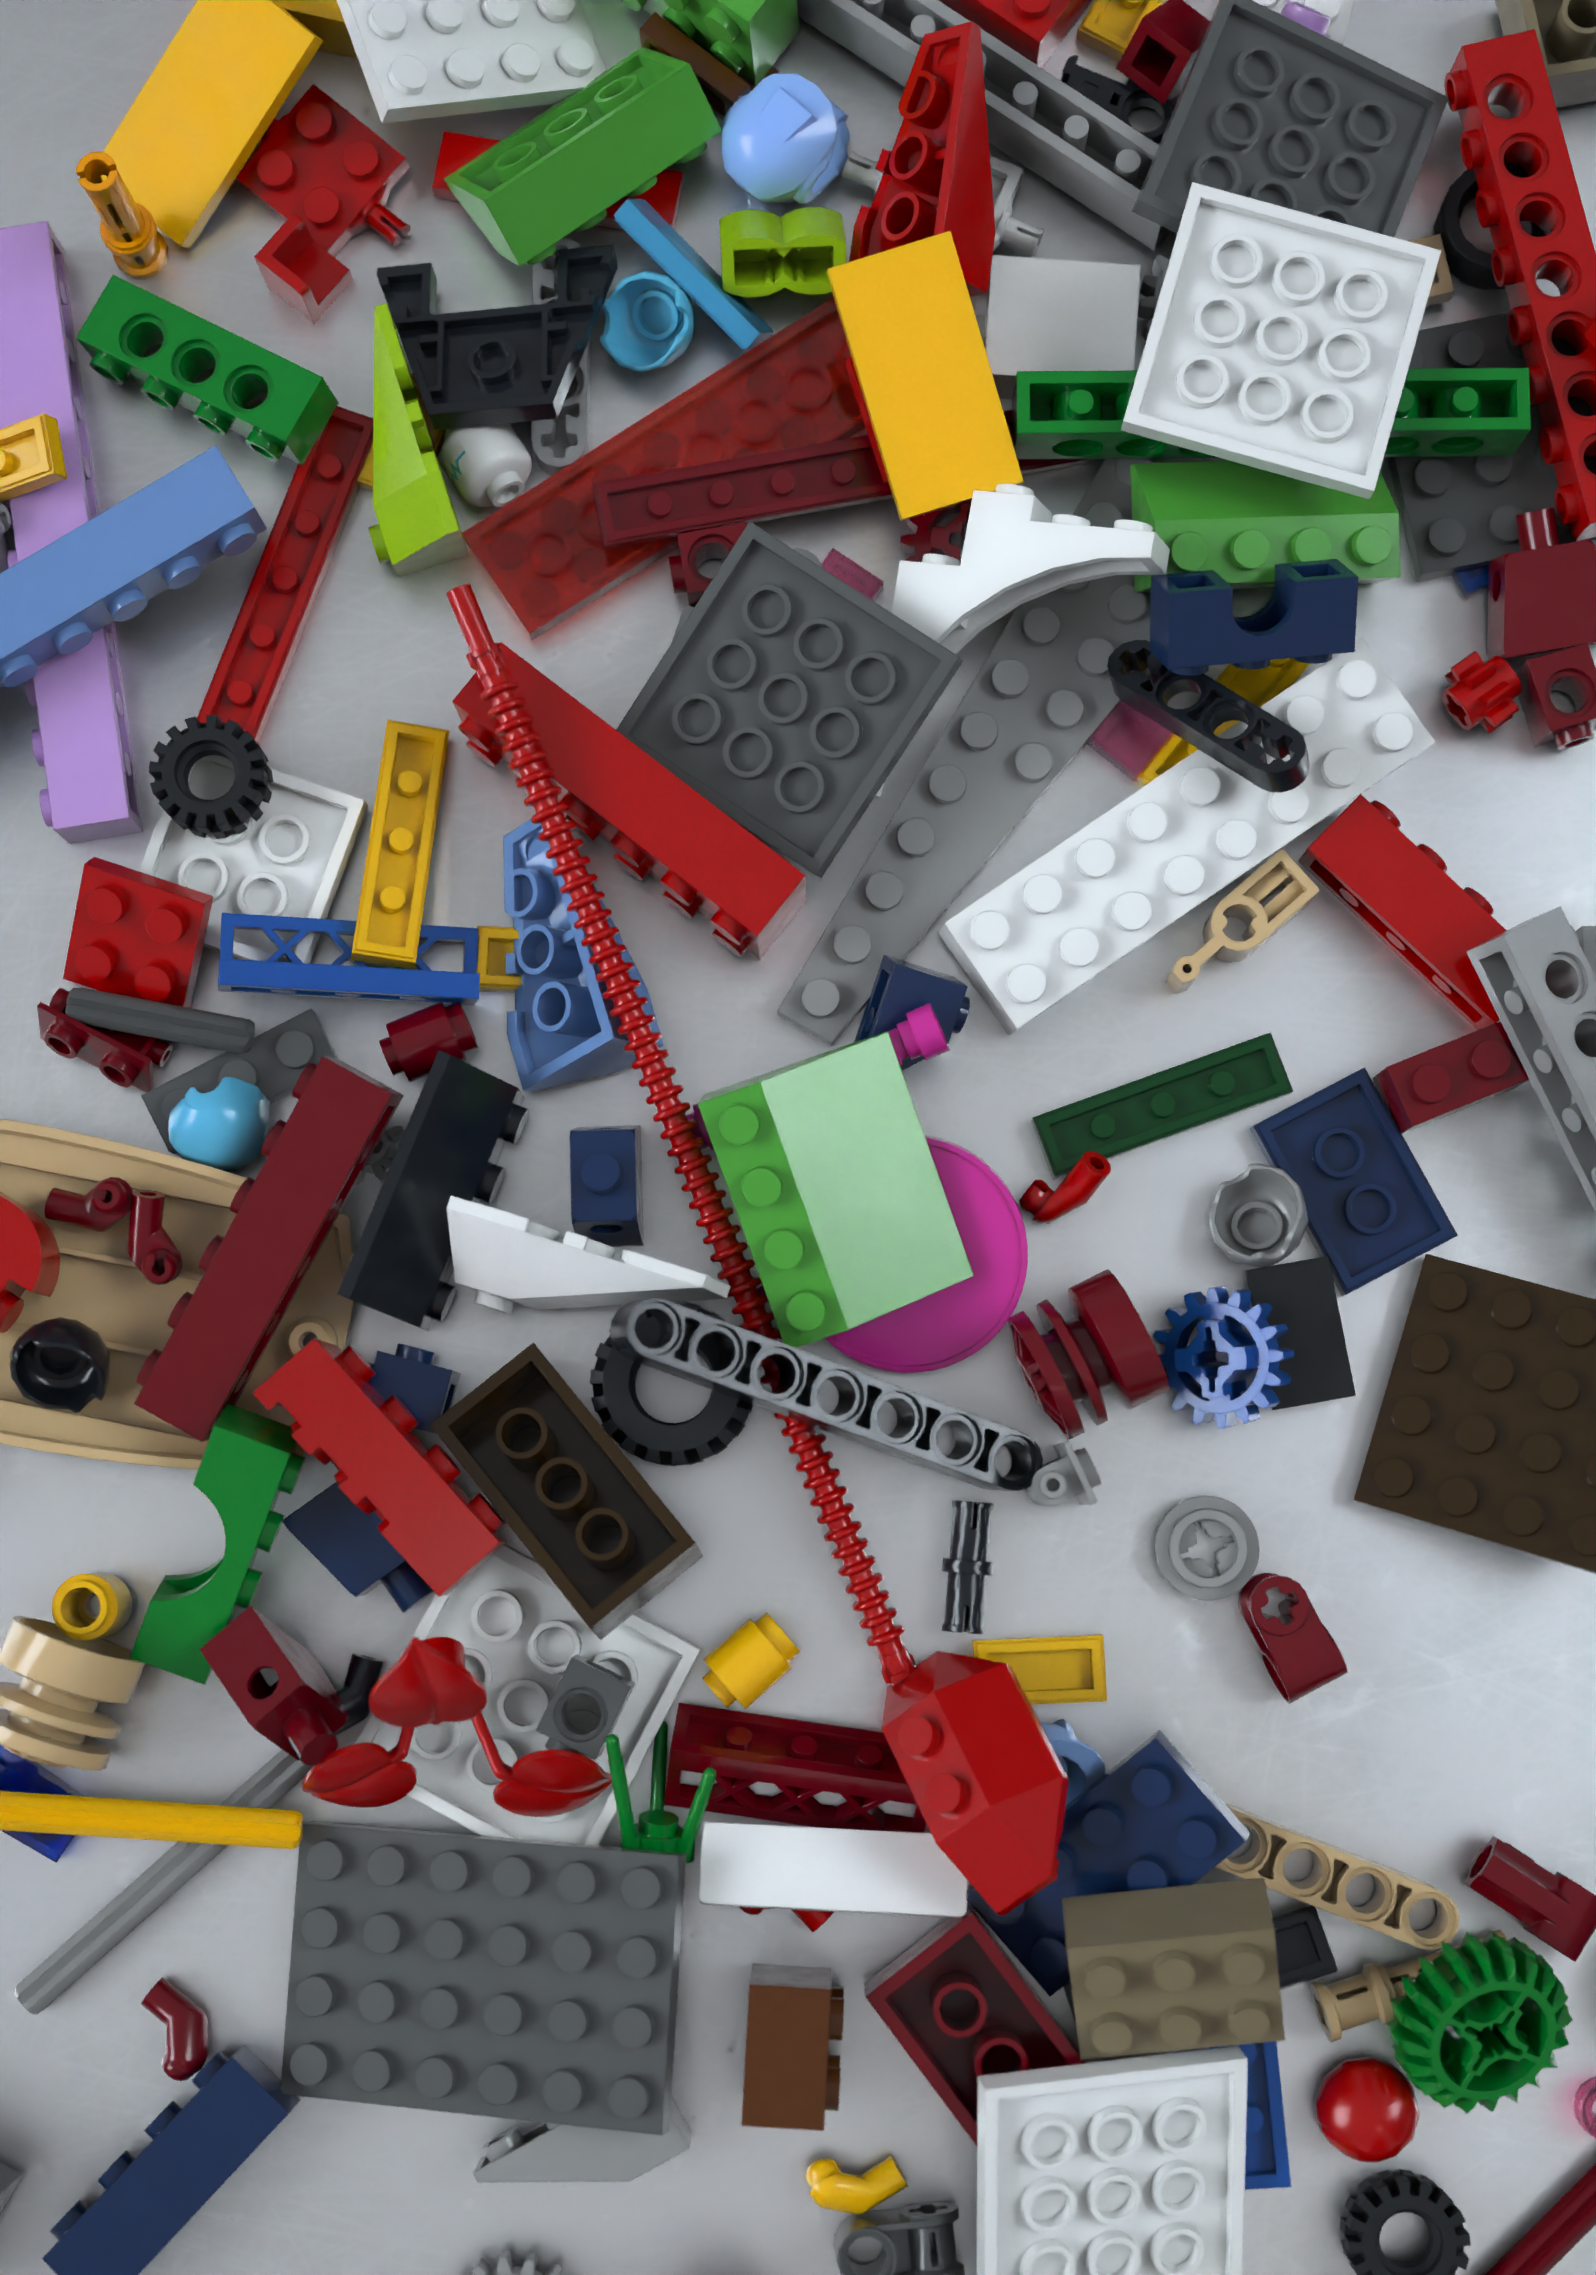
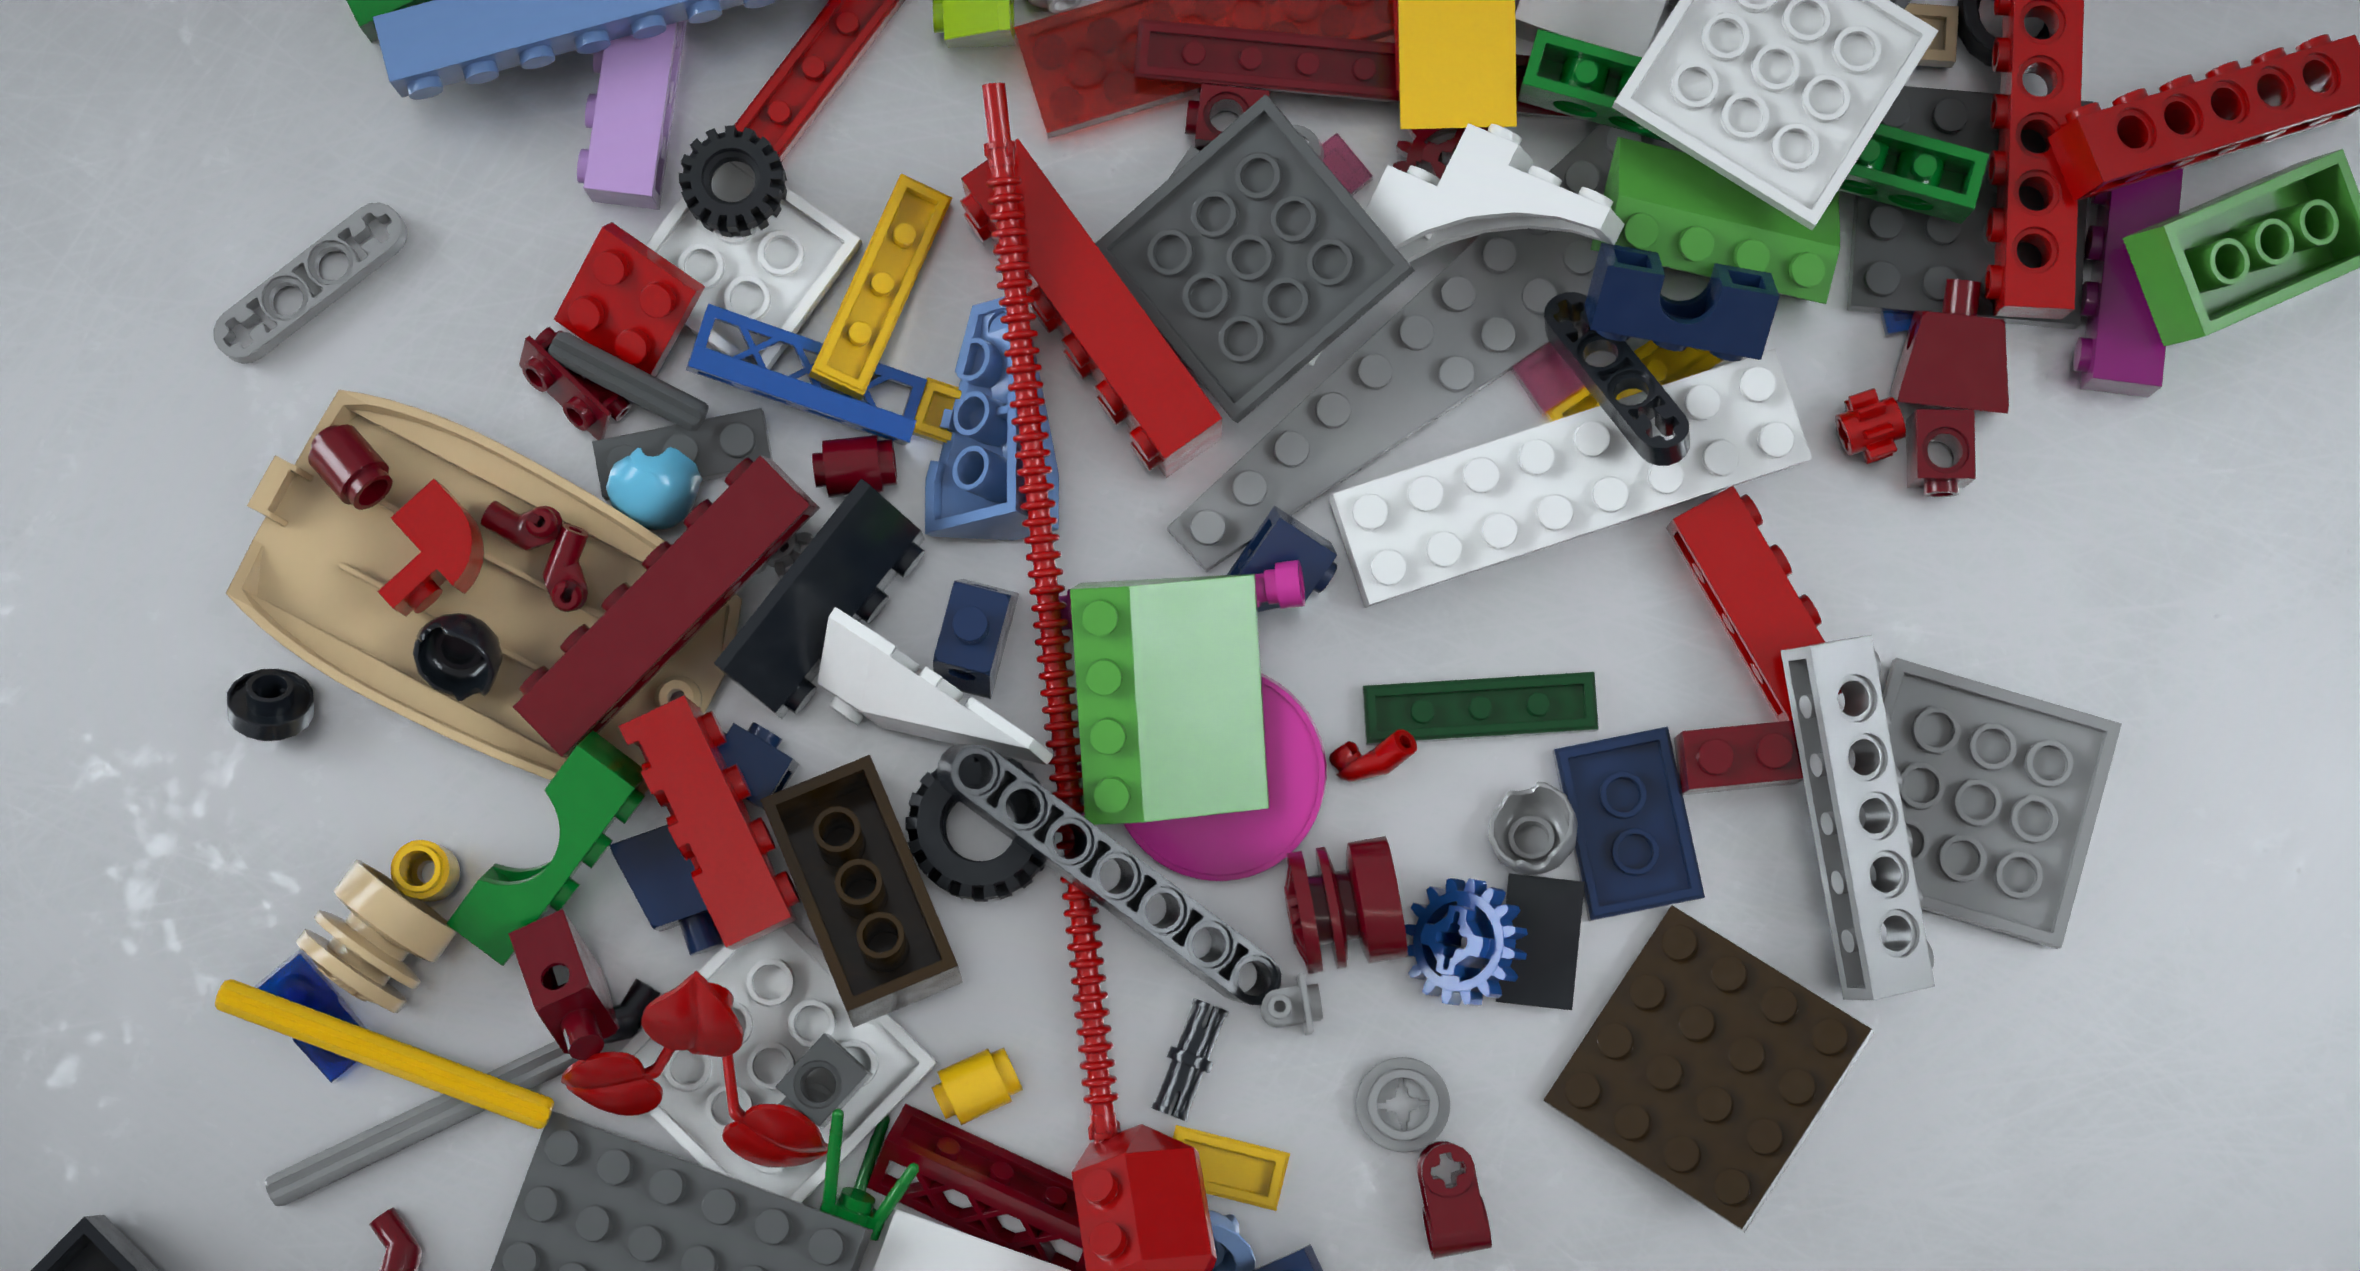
camera: 15 degrees right, 0 degrees up
(1246, 905) = (1615, 573): tan piece -> none

